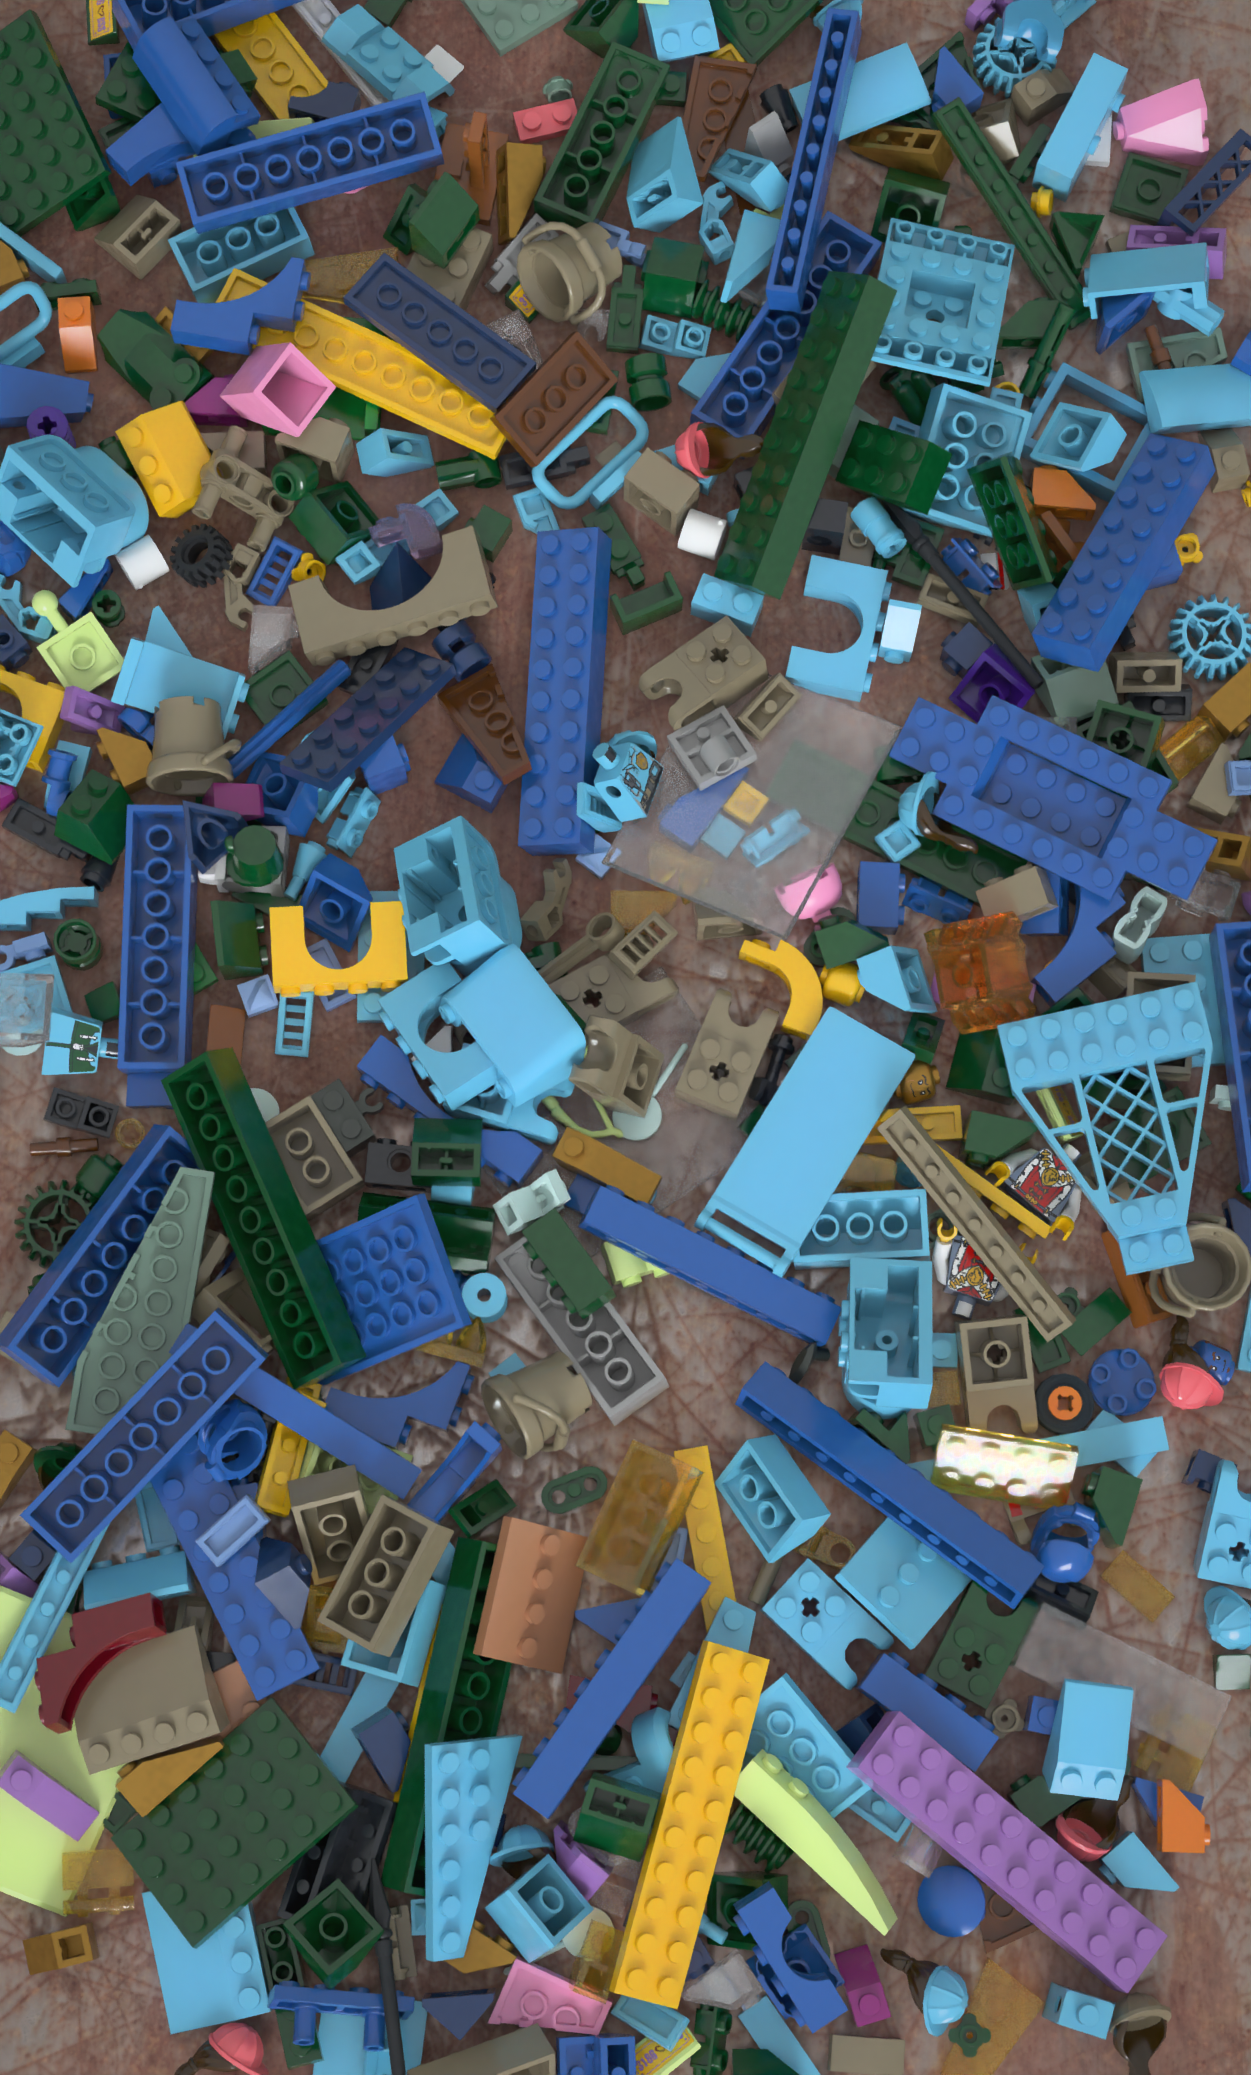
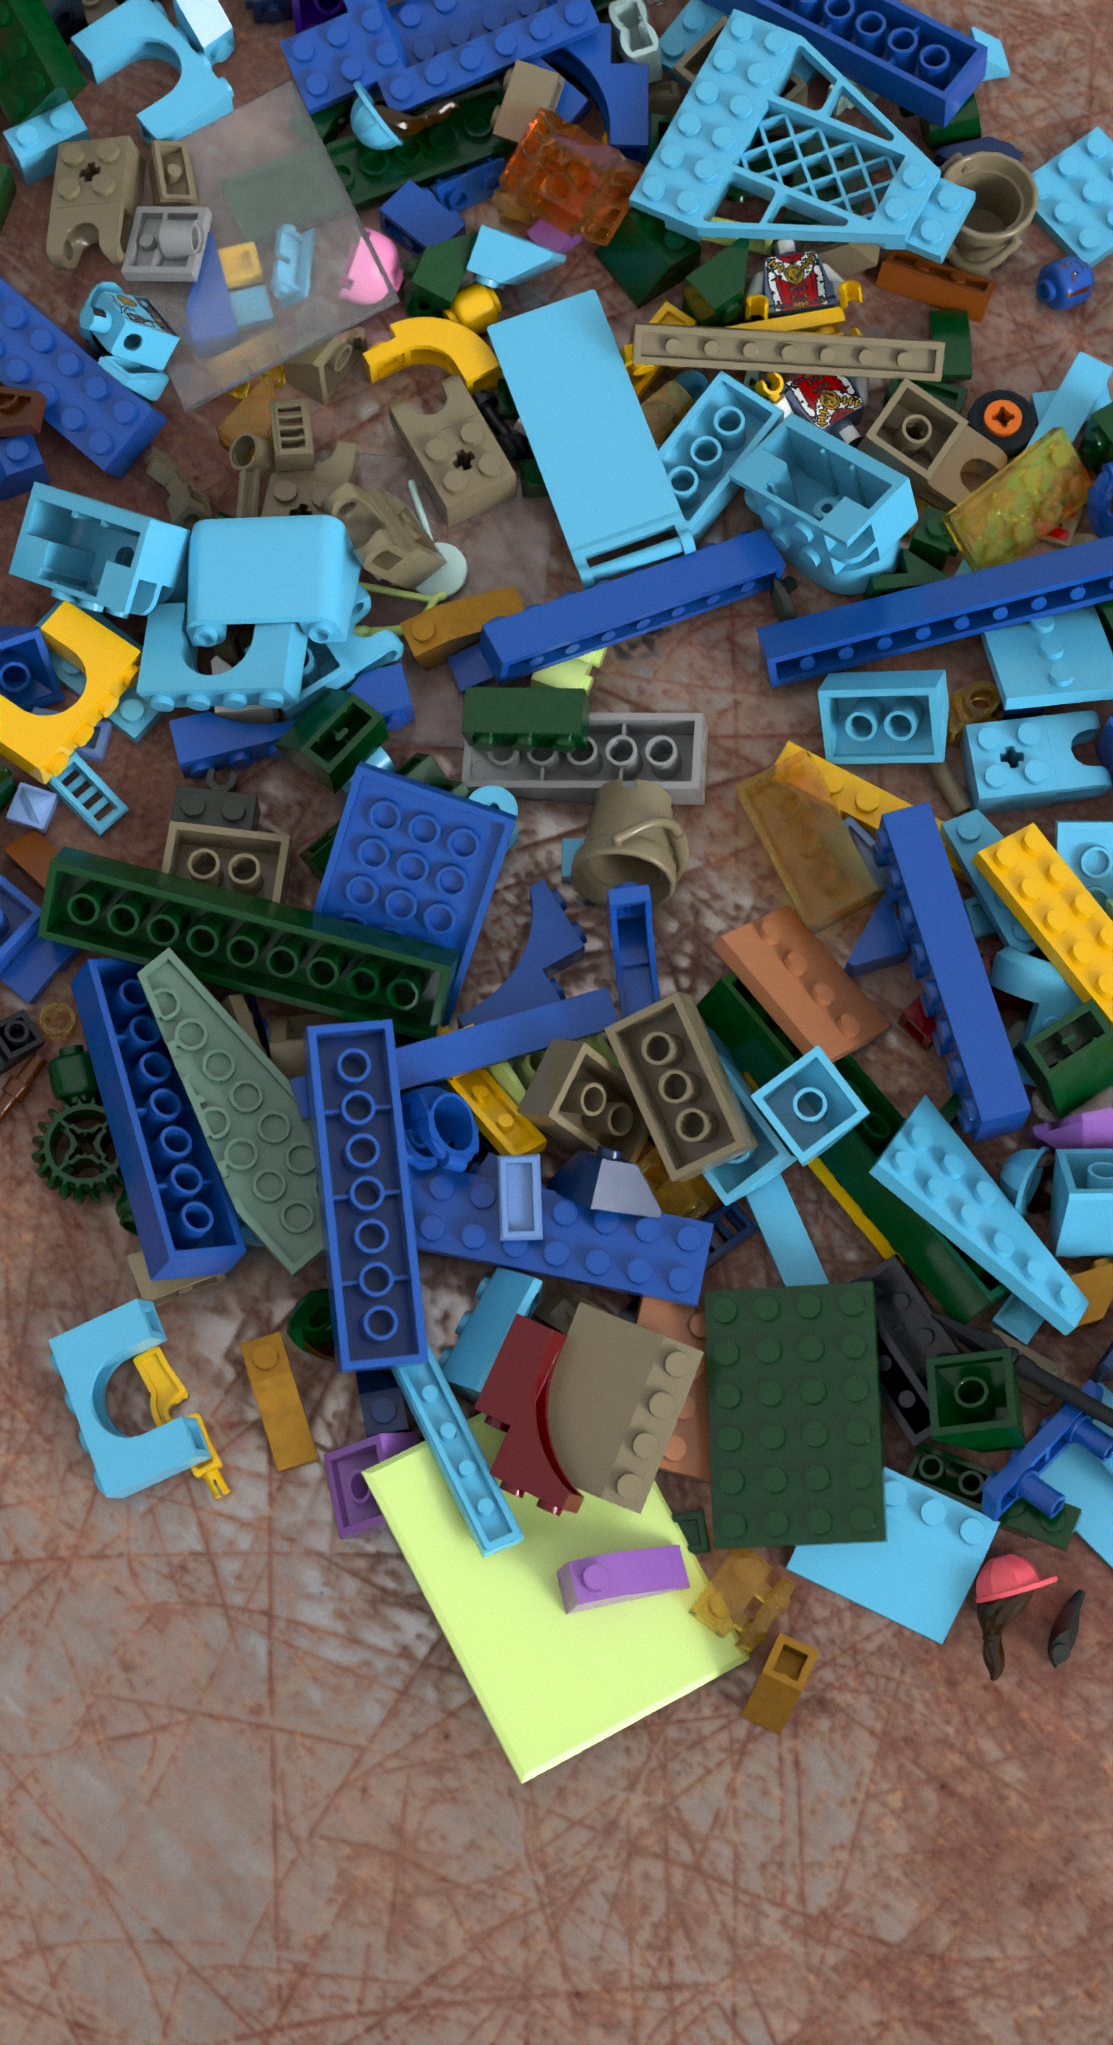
camera: 50 degrees left, 5 degrees down
(154, 1521) = (448, 1280): medium azure tile -> none
(158, 1775) = (694, 1454): pearl gold slope -> none
(380, 1171) = (301, 822): black brick -> none
(385, 1745) = (832, 1229): dark blue slope -> none
(434, 1670) = (810, 1105): none -> medium azure slope
(468, 1348) = (523, 871): clear yellow tile -> none
(482, 1509) = (684, 970): dark green slope -> none
(530, 1203) = (441, 710): light aqua brick -> none
(573, 1487) = (733, 886): dark green plate -> none
(593, 862) = (178, 427): light blue tile -> none
(897, 841) = (388, 169): medium azure tile -> none
(918, 1083) = (620, 314): pearl gold head -> none
(923, 1036) = (579, 279): dark green slope -> none
(1121, 1382) = (1021, 363): blue dish -> none
(1185, 1373) = (1059, 302): coral piece -> none

